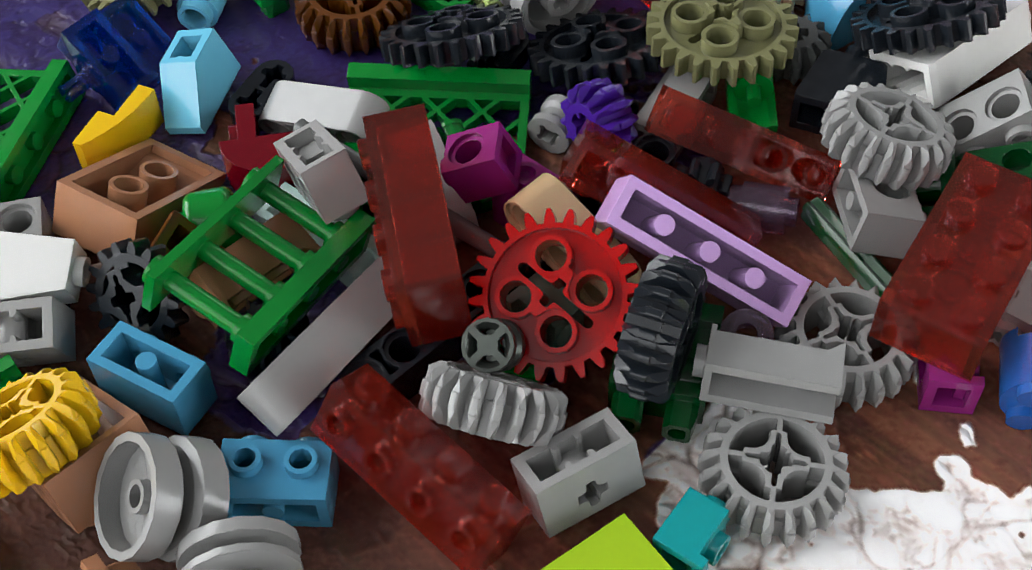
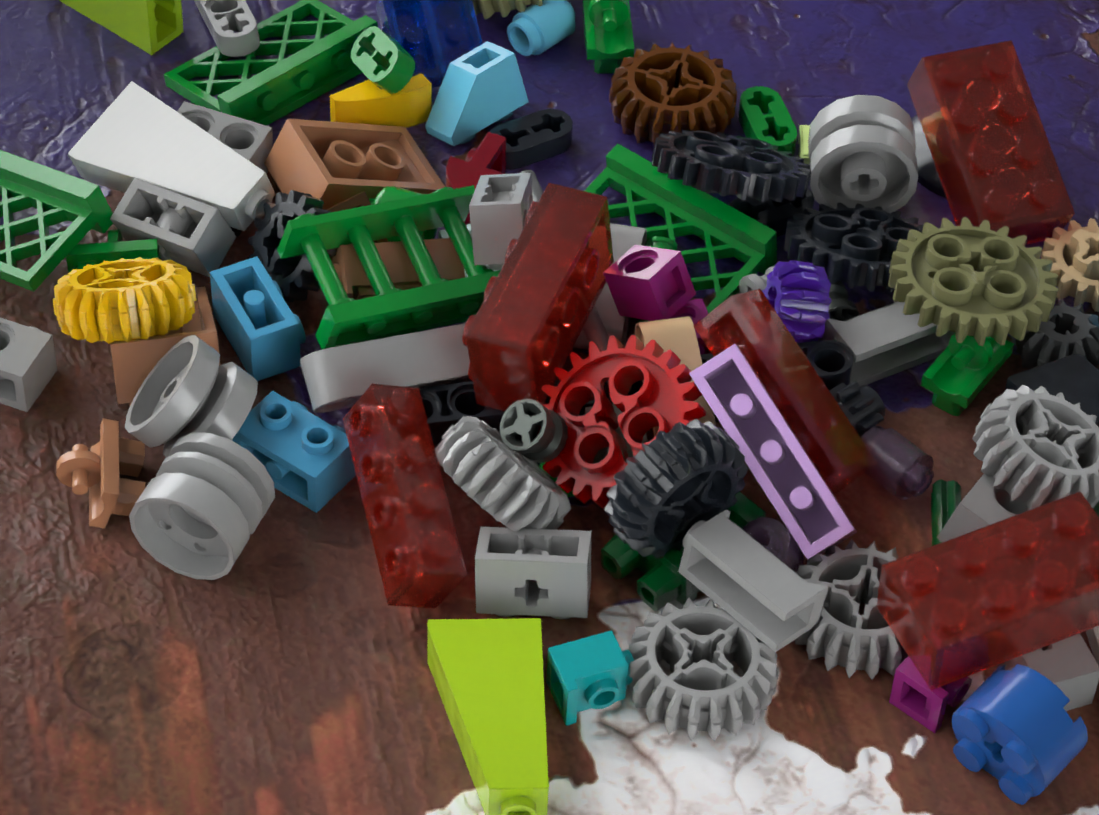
camera: 30 degrees right, 5 degrees down
(100, 90) = (382, 60): none -> green beam
(335, 108) = (558, 165): beam -> none
(742, 144) = (912, 389): clear red slope -> none

